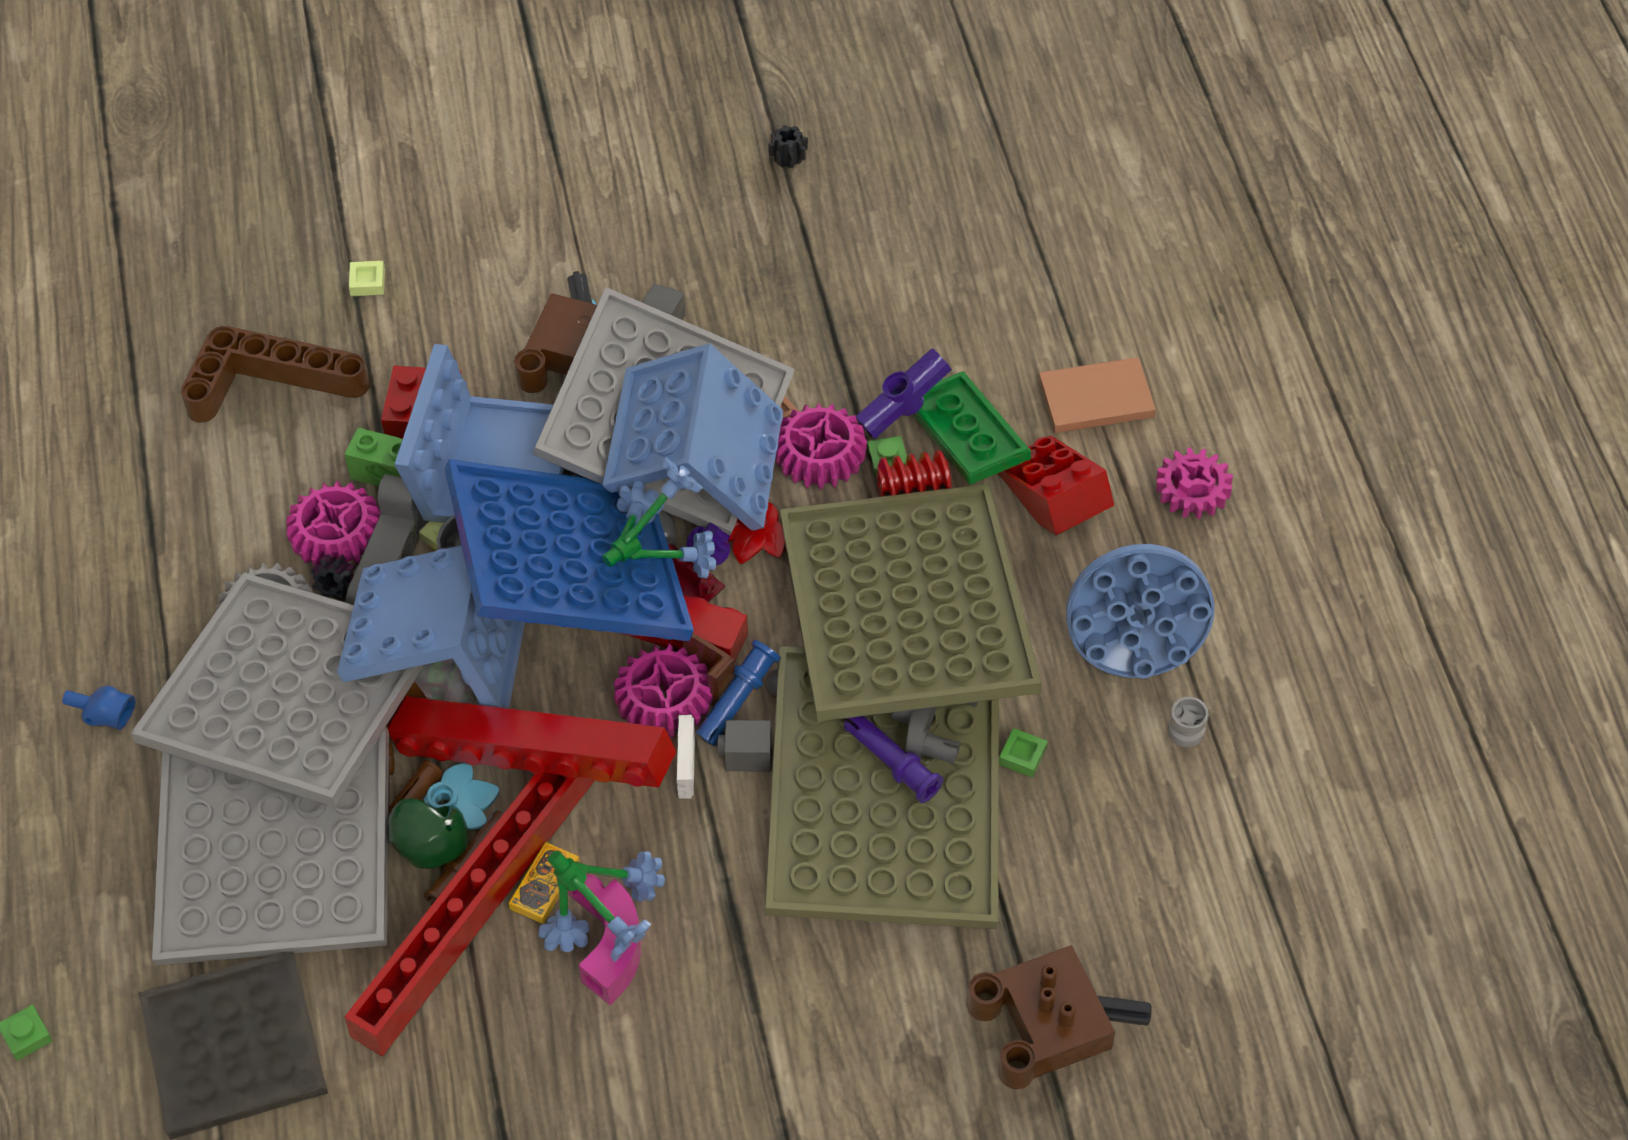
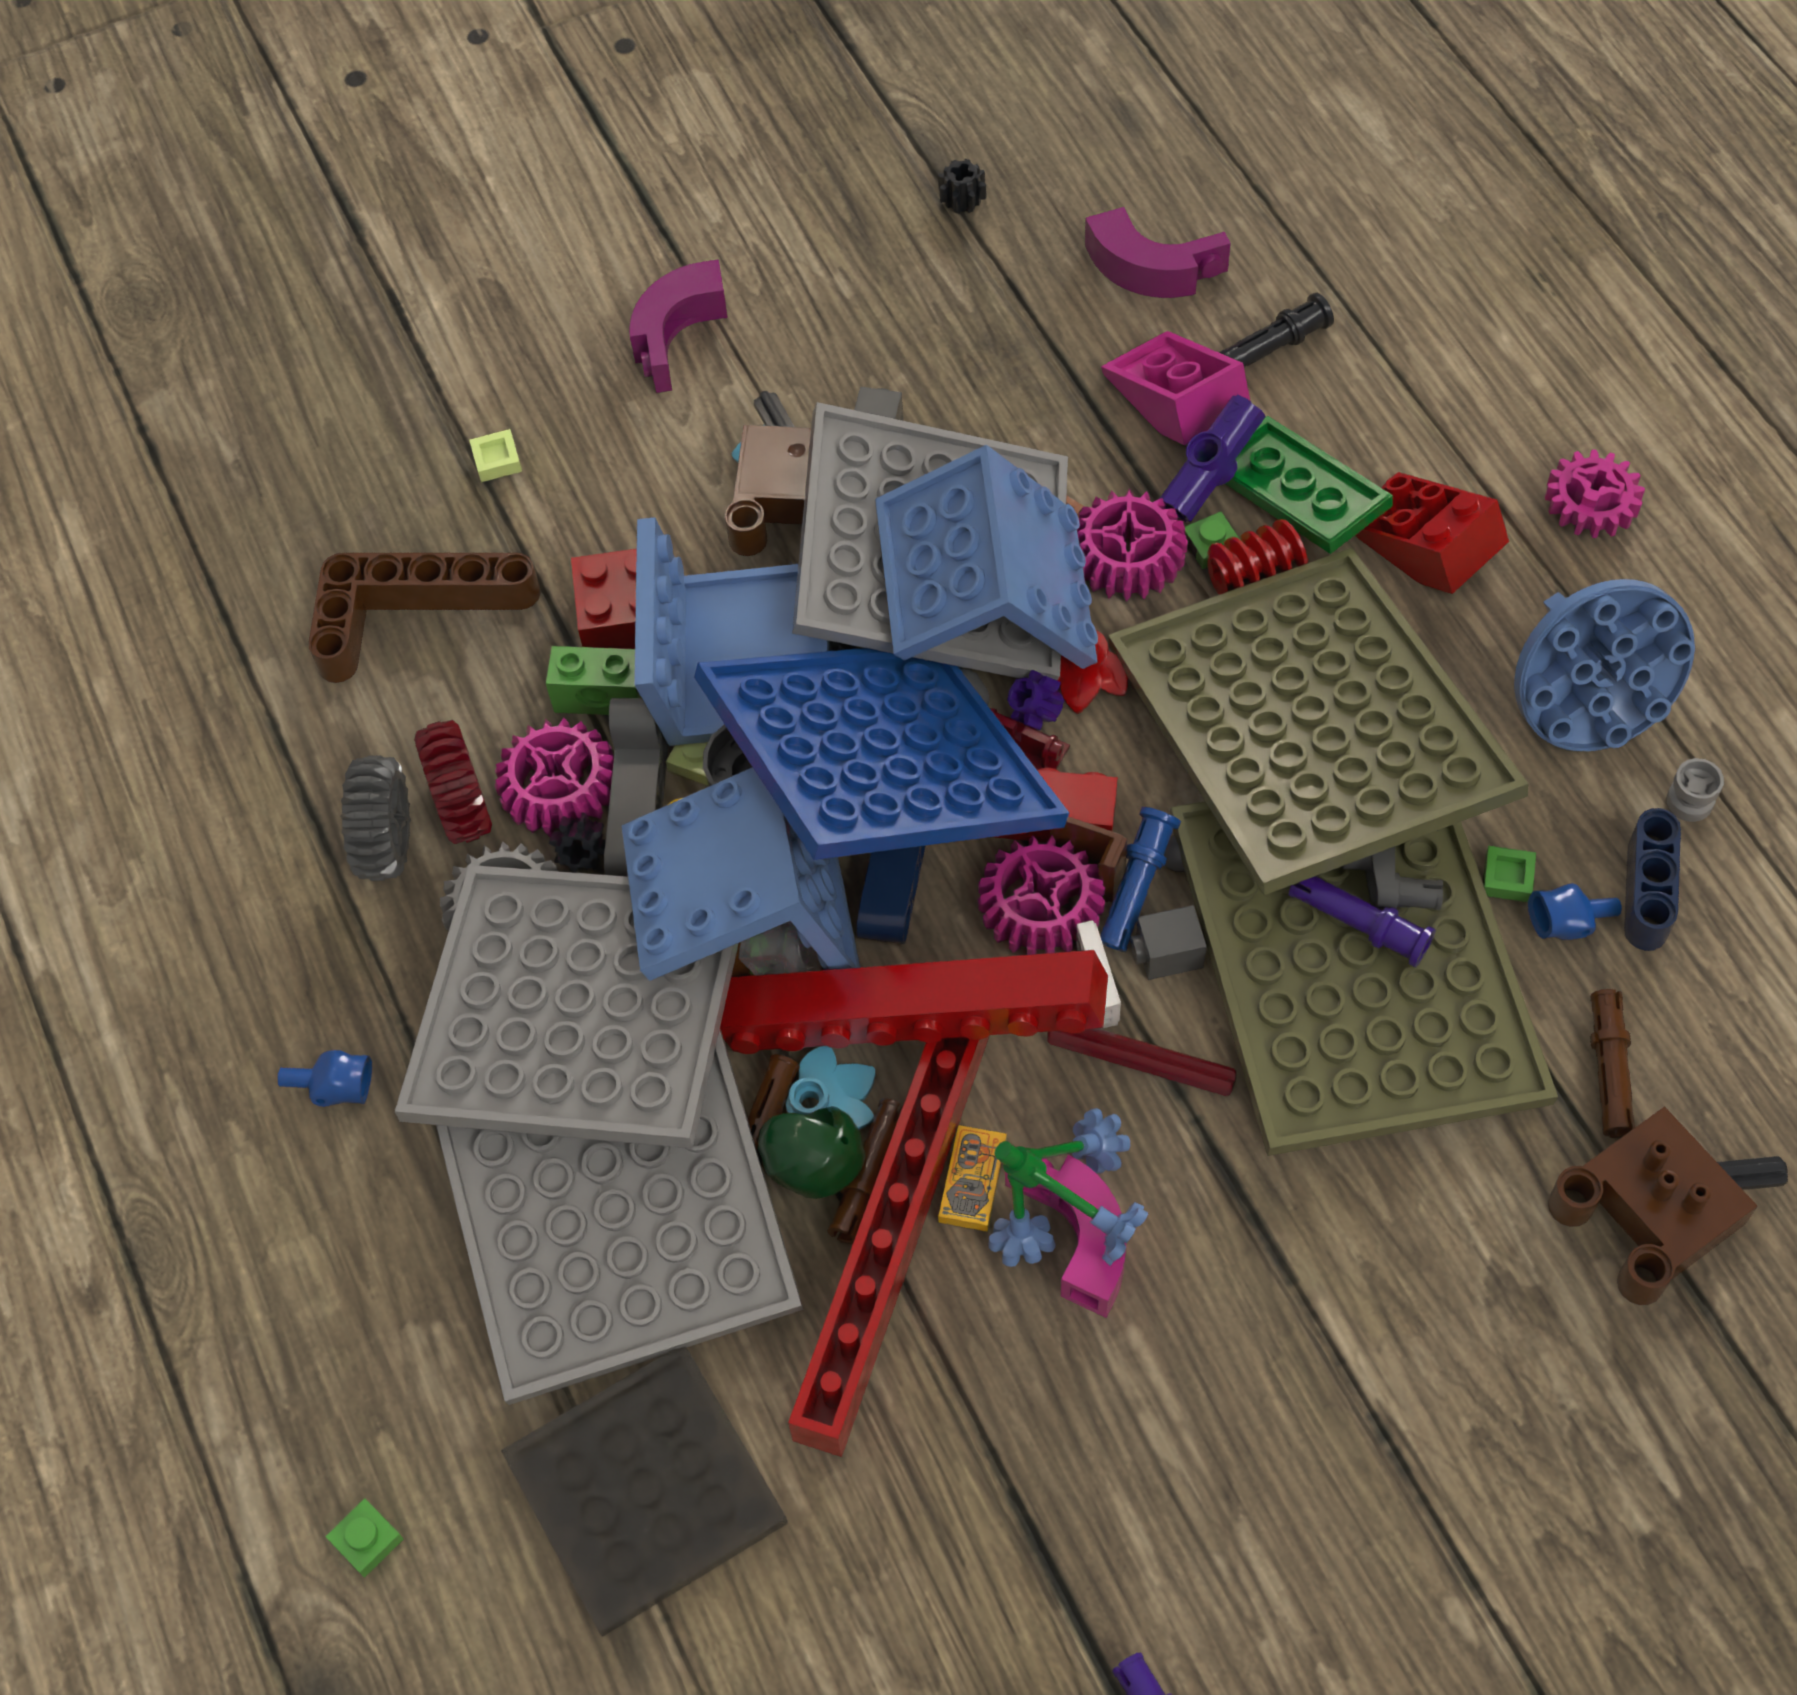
camera: 10 degrees left, 5 degrees up
(190, 525) = (375, 818): none -> dark grey gear
(254, 511) = (453, 782): none -> dark red gear
(530, 194) = (667, 307): none -> magenta arch
(553, 662) = (889, 894): none -> dark blue beam
(645, 506) = (949, 669): medium blue plant -> none
(700, 825) = (1148, 1059): none -> dark red axle
(900, 331) = (1177, 384): none -> dark pink slope
(914, 239) = (1151, 266): none -> magenta arch
(1003, 307) = (1289, 328): none -> black pin
(1054, 893) = (1611, 1045): none -> reddish brown pin
(1058, 790) = (1568, 912): none -> blue piece
(1096, 395) = (1436, 411): nougat tile -> none
(1125, 794) = (1647, 897): none -> dark blue beam

